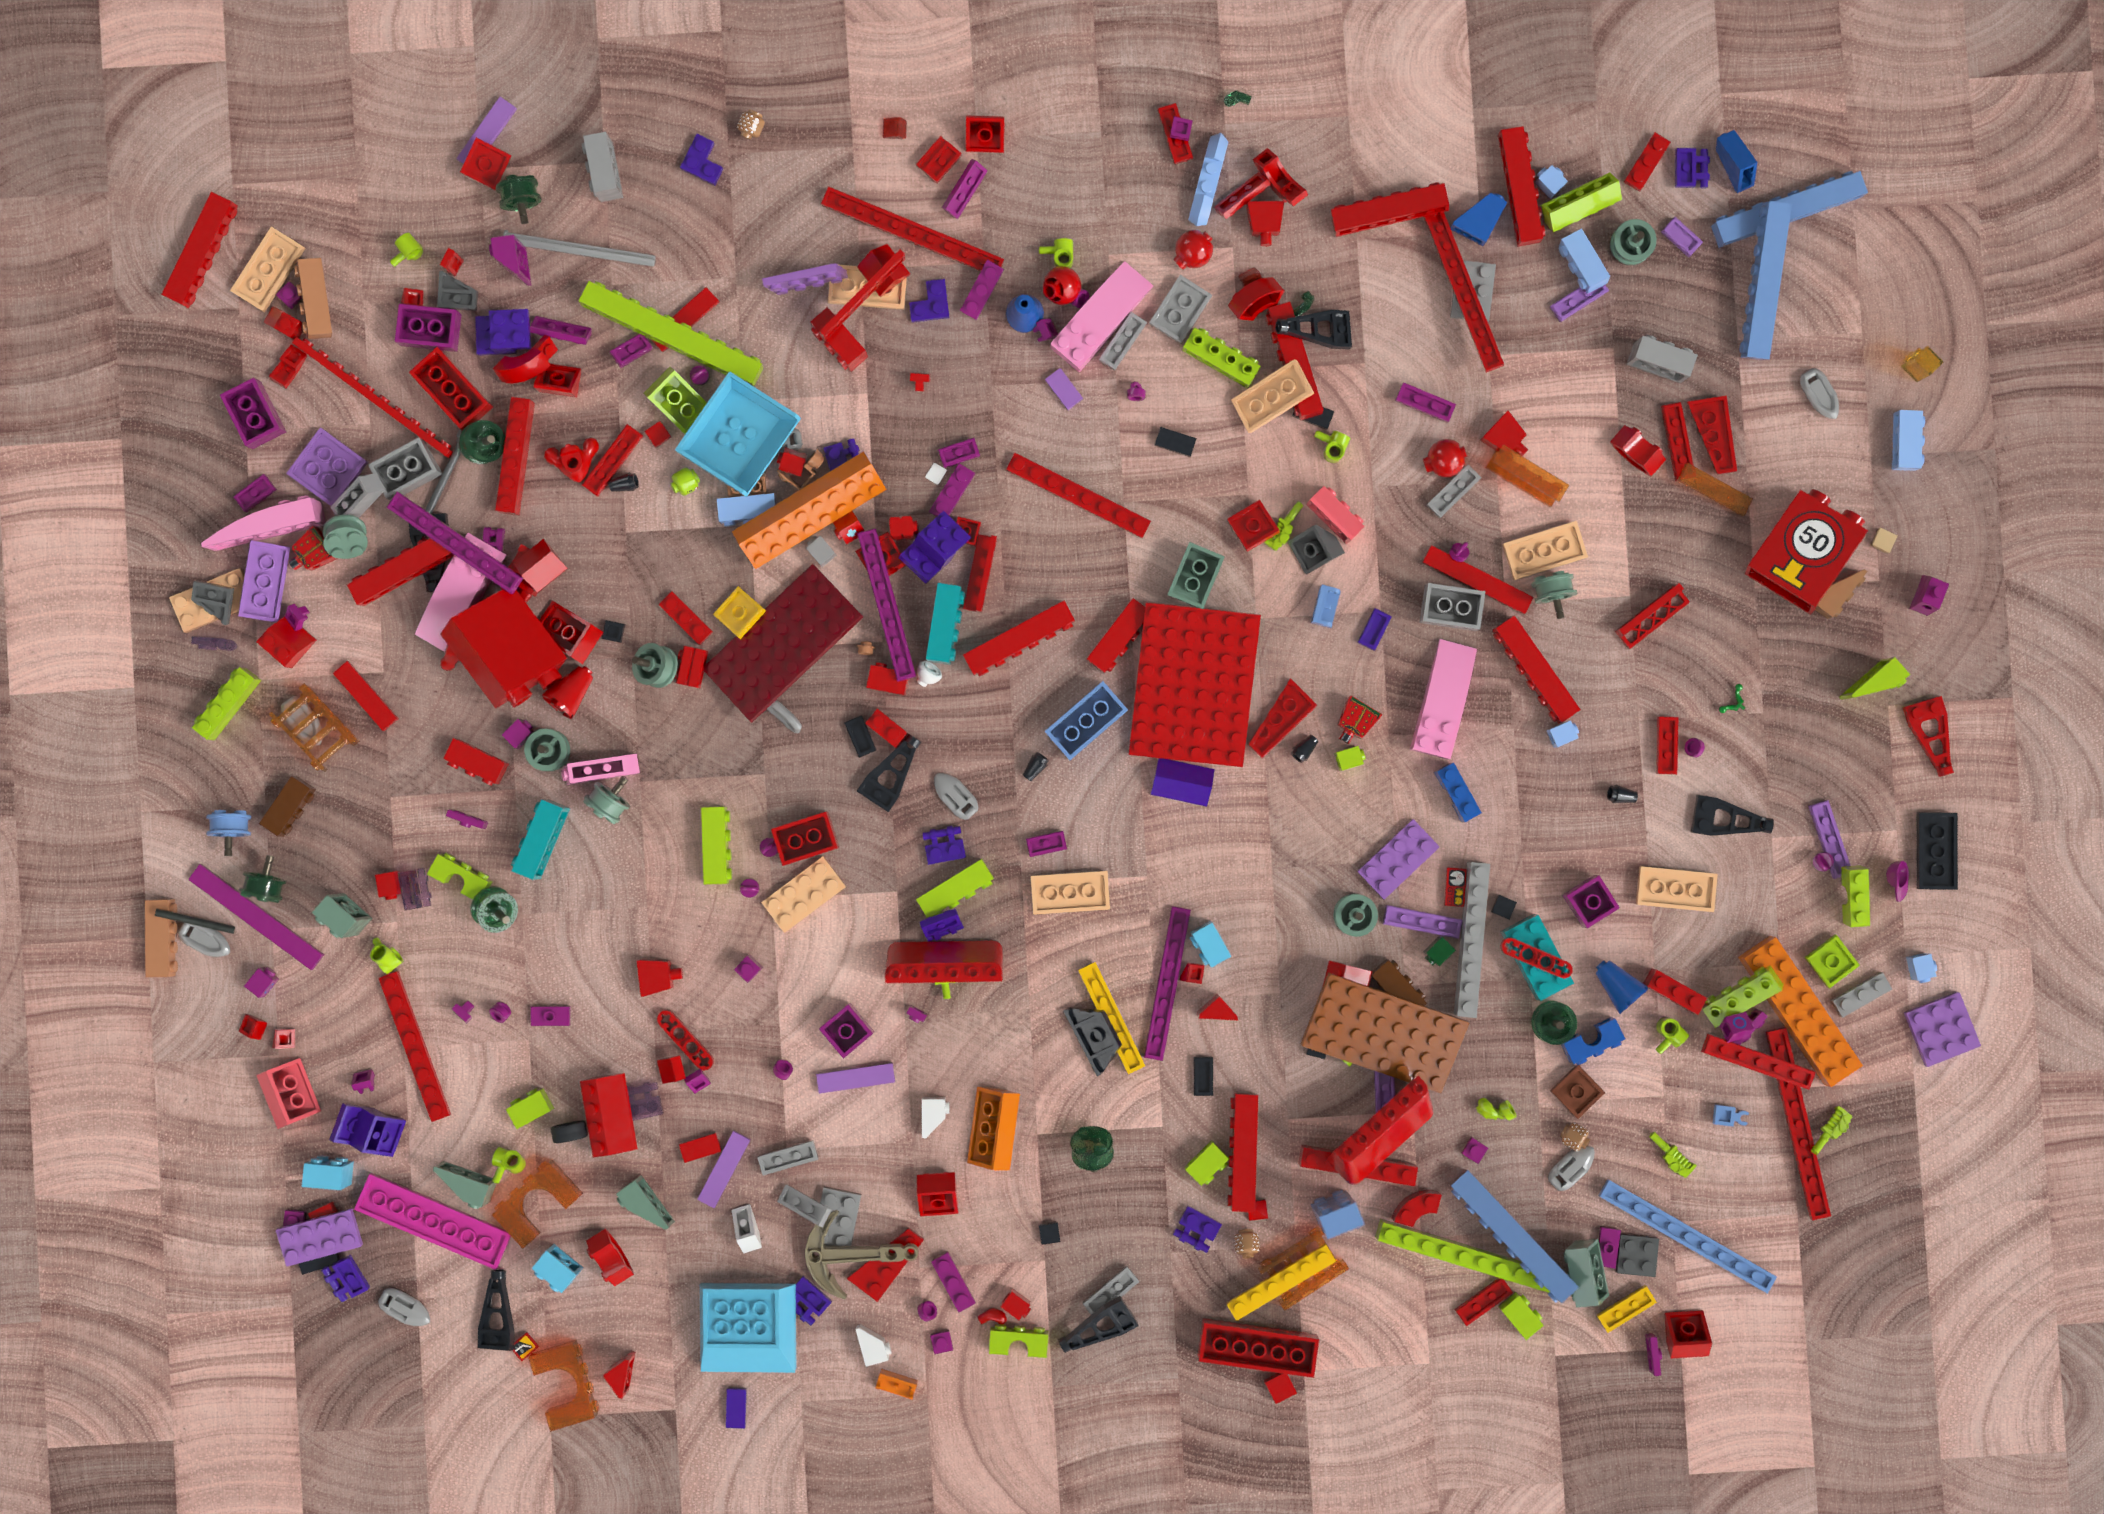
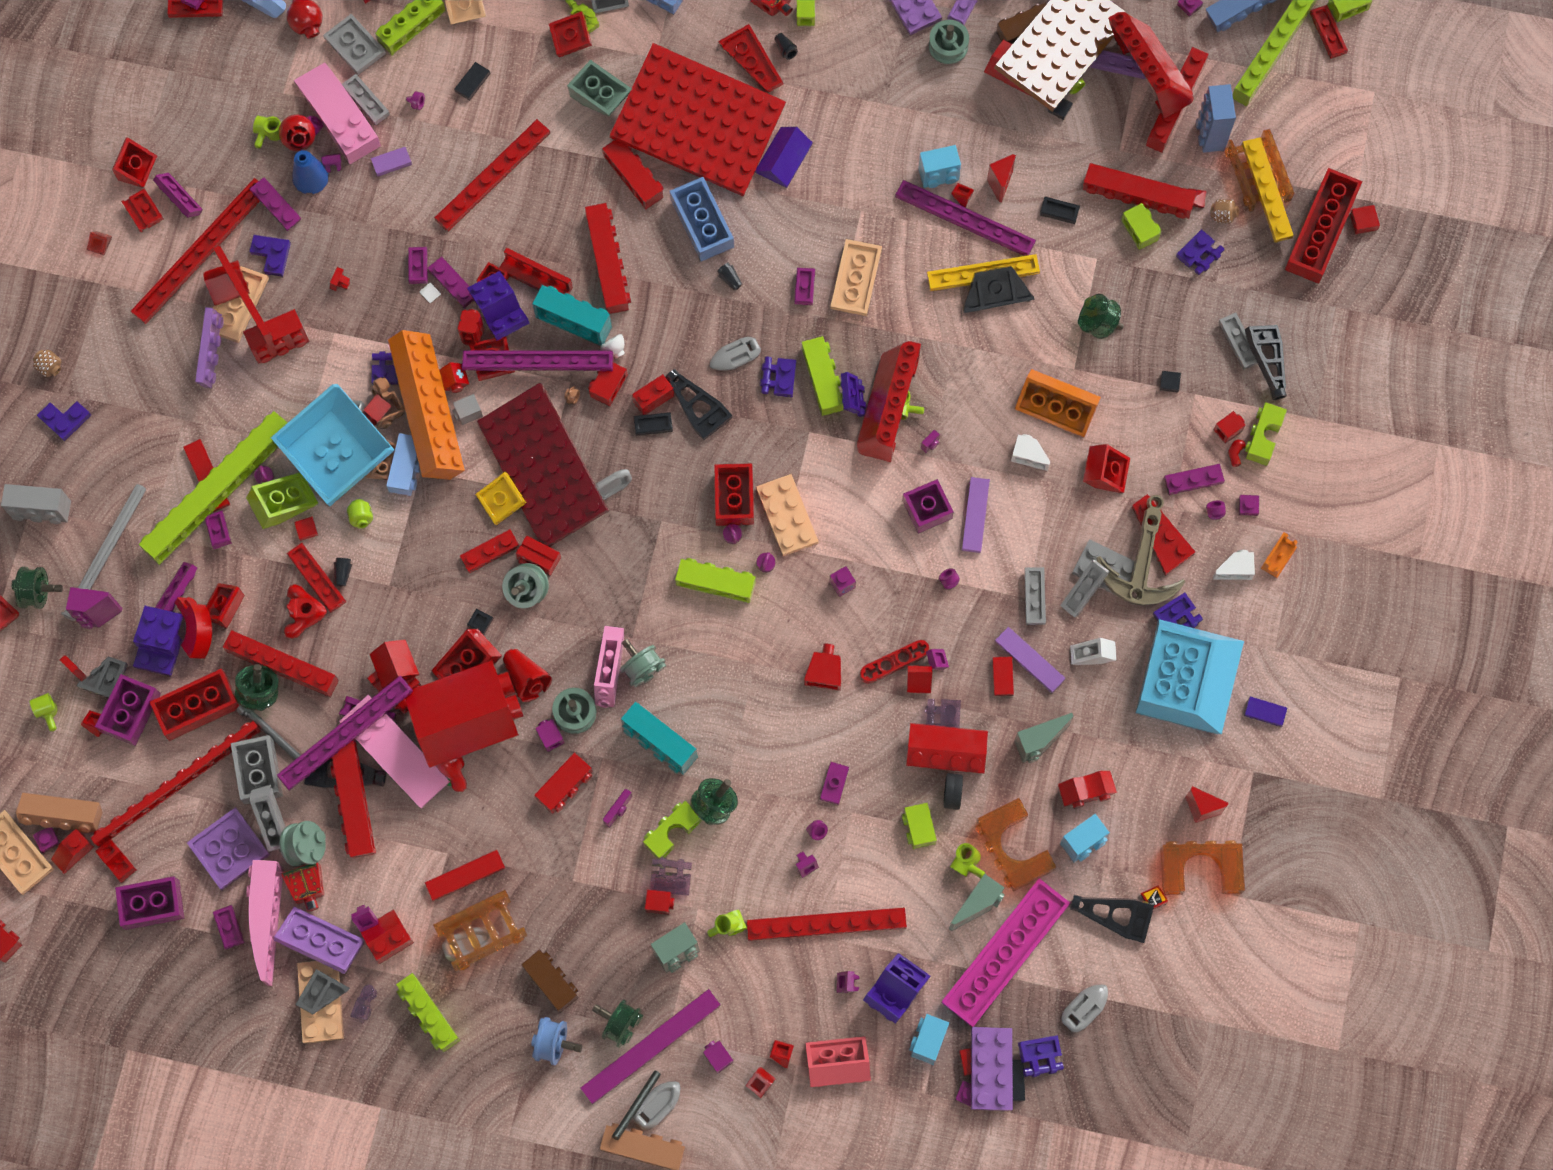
camera: 75 degrees left, 15 degrees down
(1415, 1206) = (1227, 62): red brick -> none

